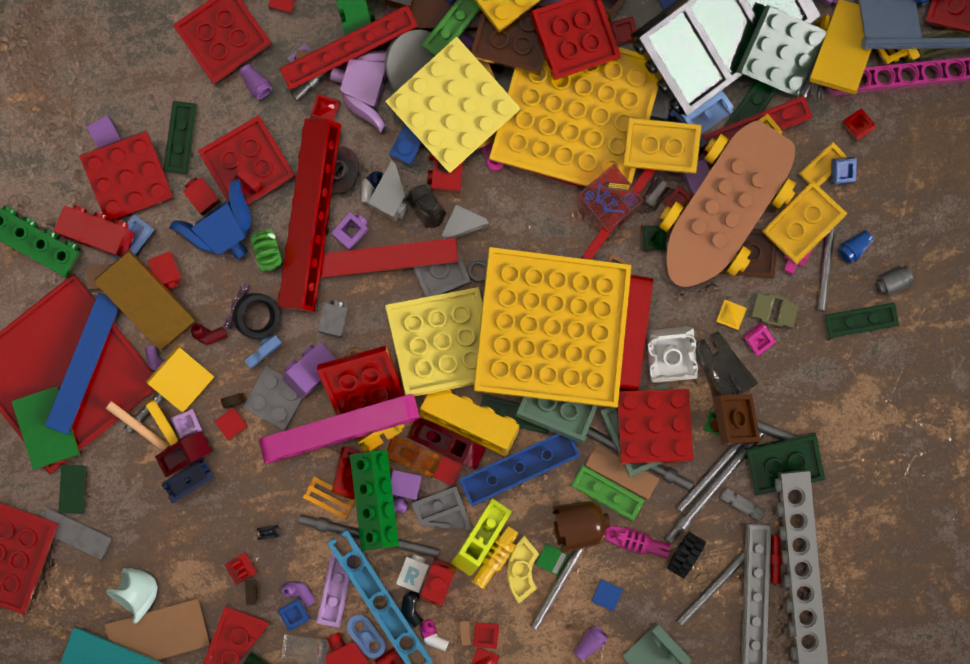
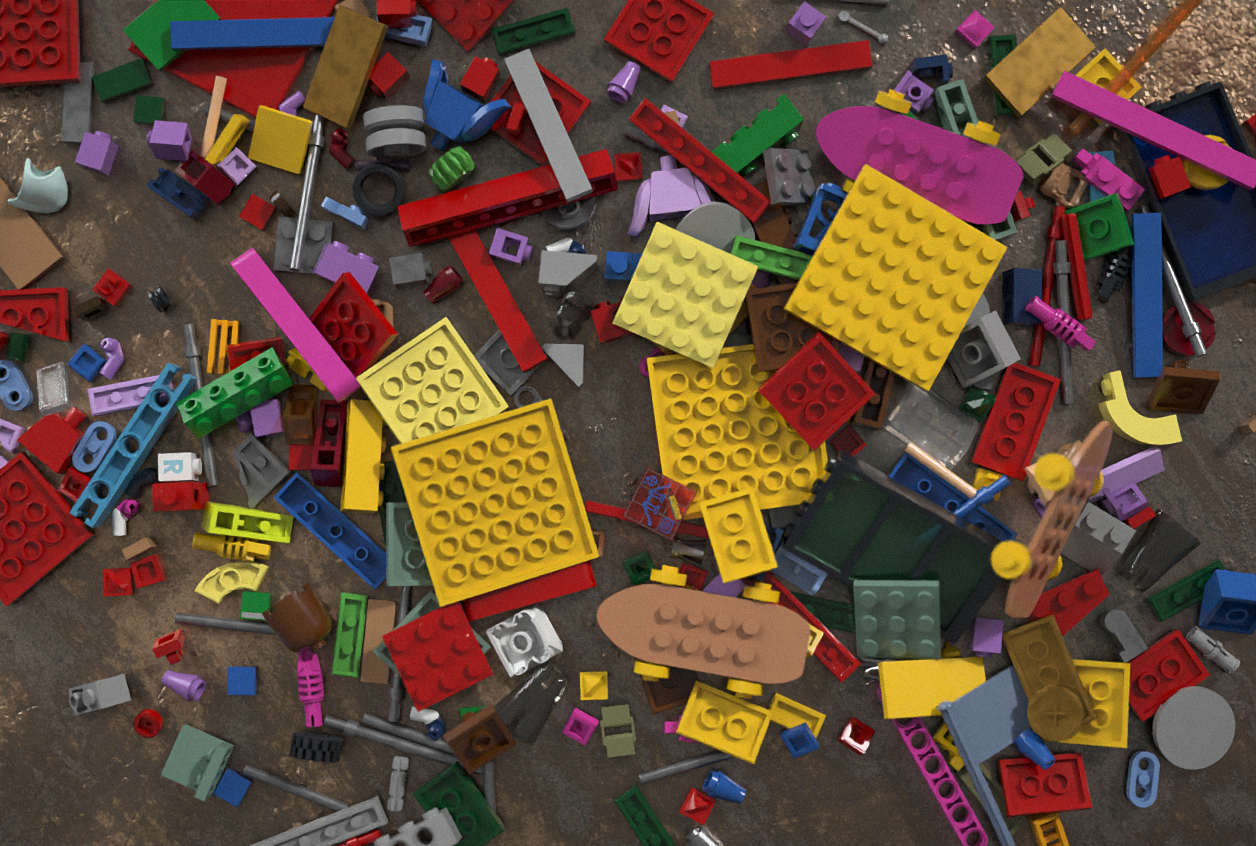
camera: 65 degrees right, 0 degrees up
(107, 477) = (148, 109): none -> dark green tile
(124, 533) = (97, 152): none -> medium lavender brick
(141, 469) = (170, 140): none -> medium lavender brick
(196, 353) = (315, 144): none -> flat silver bar
(216, 282) = (394, 131): none -> light grey wheel
(266, 156) = (548, 125): none -> light grey tile
(356, 296) = (443, 284): none -> dark red cone
(554, 640) = (170, 646): none -> red tile
(689, 638) = (232, 787): none -> blue tile
(704, 455) = (432, 721): none -> arm
(860, 273) = (697, 805): none -> red tile

